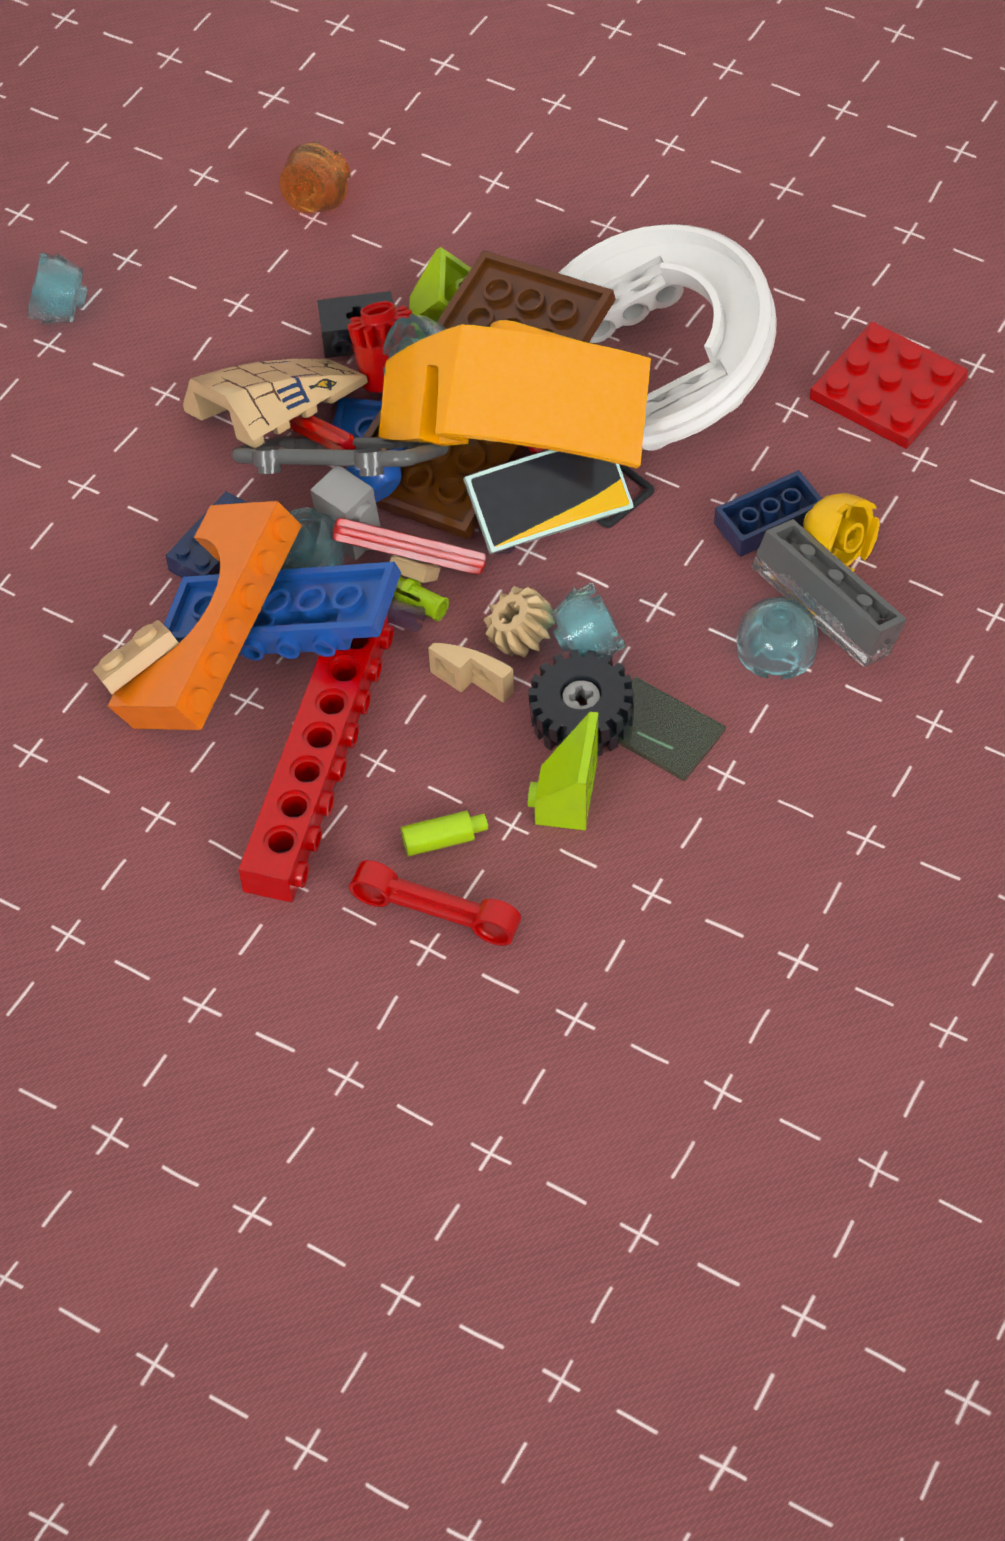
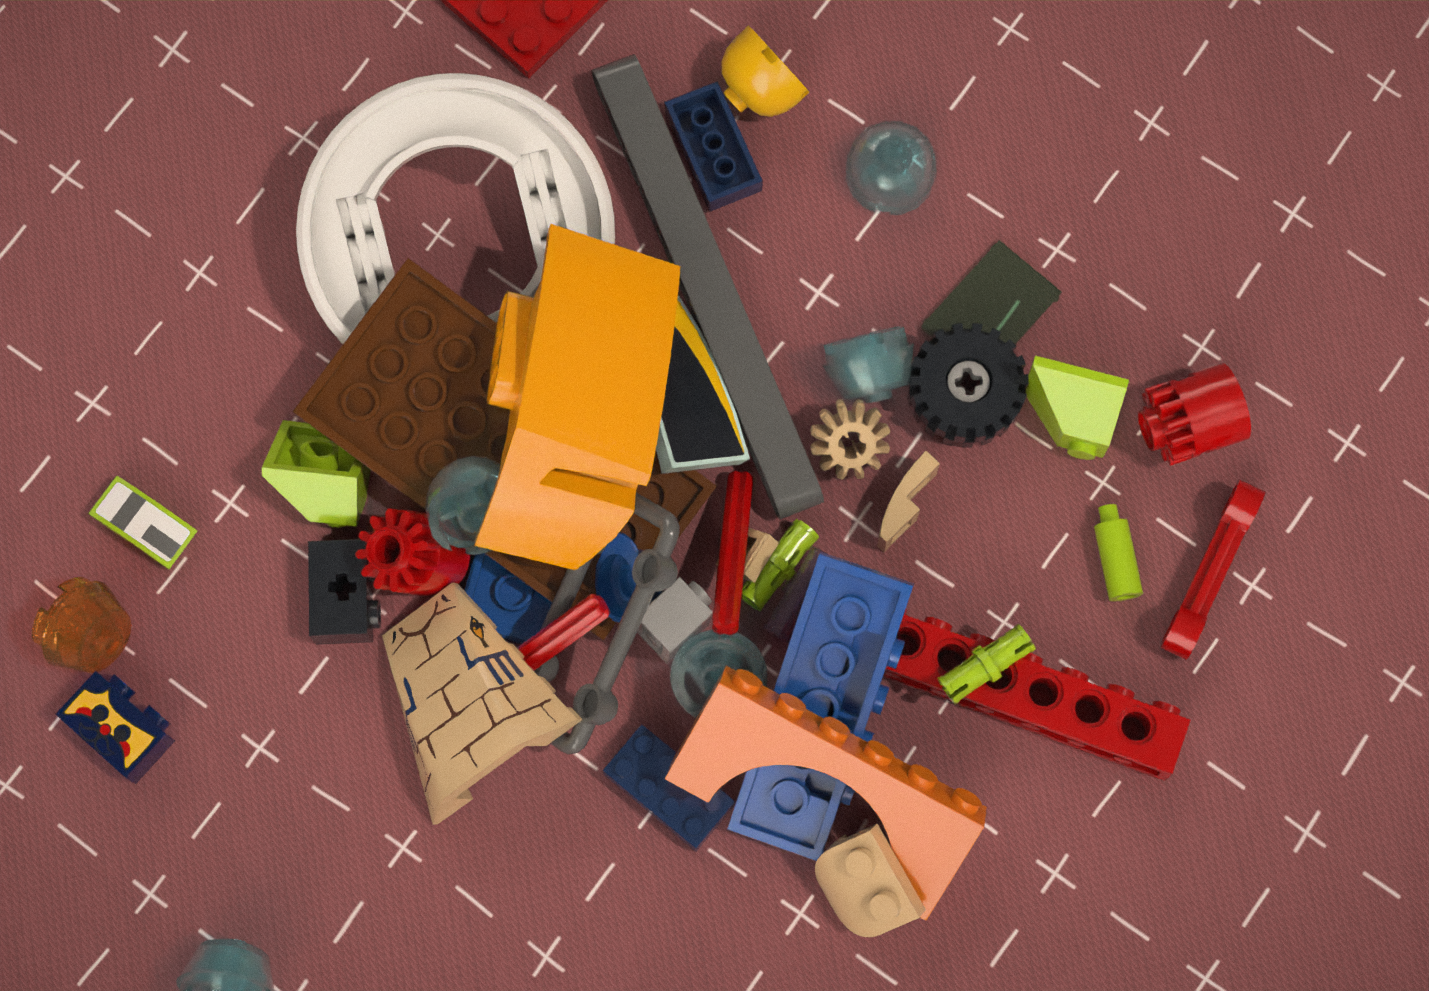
camera: 85 degrees left, 20 degrees up
(244, 216) = (116, 726): none -> brick
(323, 715) = (986, 663): none -> lime pin
(400, 212) = (142, 522): none -> slope
(576, 870) = (1195, 414): none -> red gear
(640, 520) = (707, 286): none -> dark grey beam
(830, 591) = (849, 99): dark grey piece -> none

